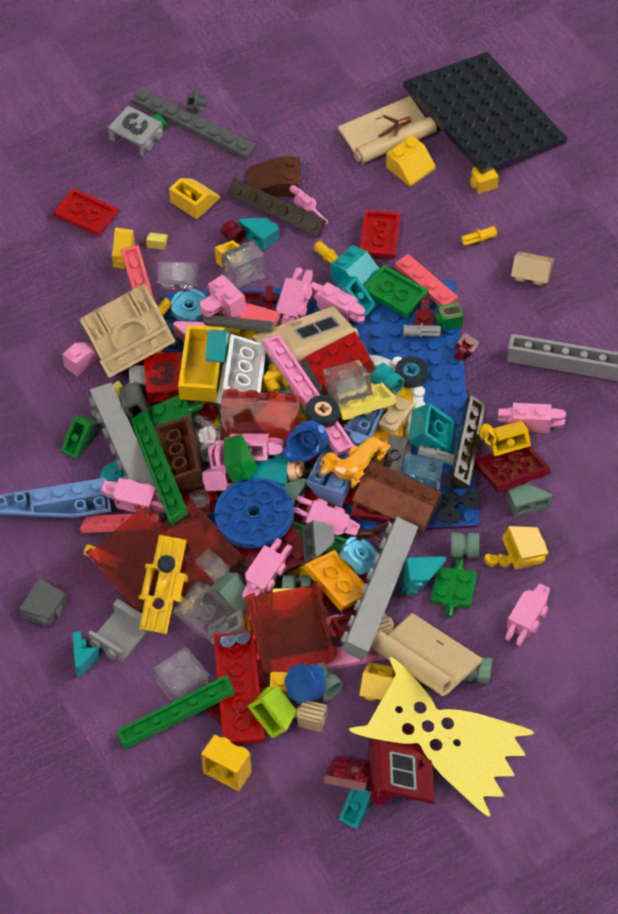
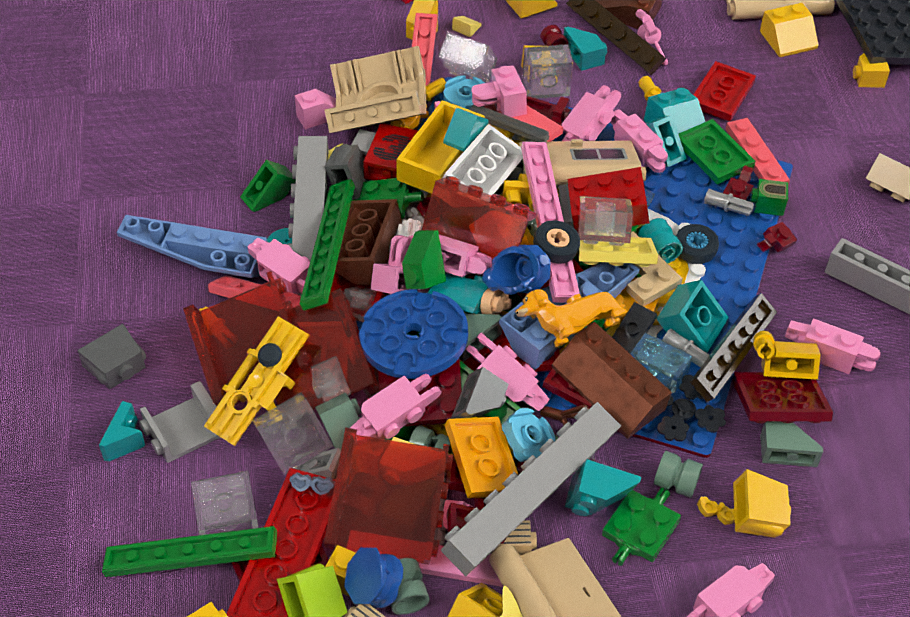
camera: 20 degrees right, 5 degrees down
(479, 236) = (842, 127): yellow axle -> none

